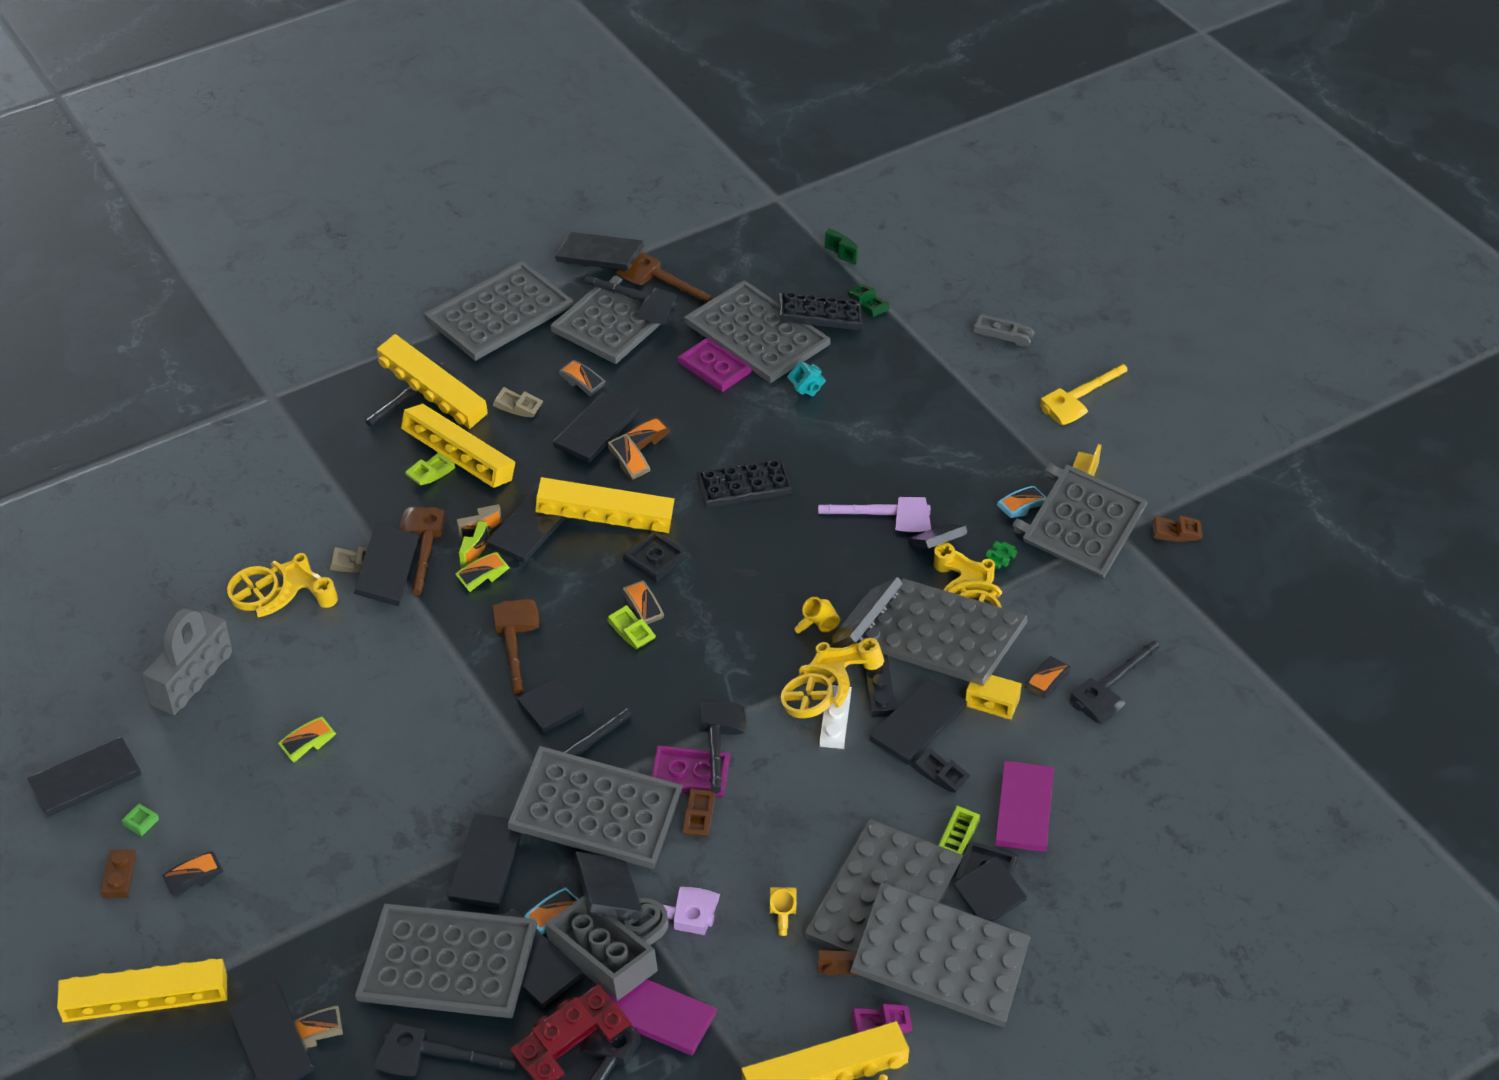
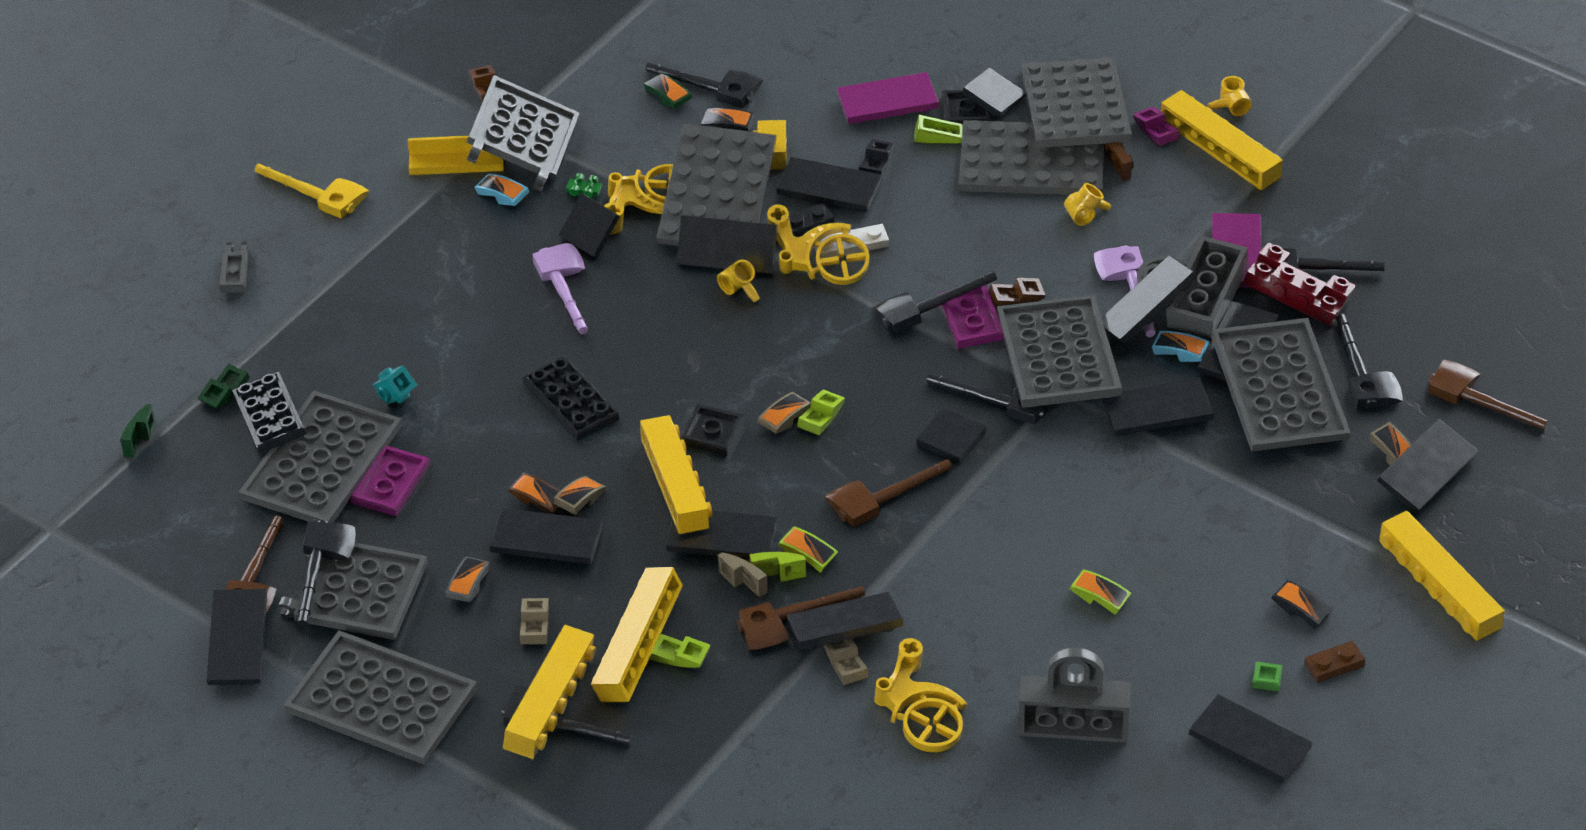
camera: 110 degrees left, 0 degrees up
(1108, 645) = (669, 90): none -> slope

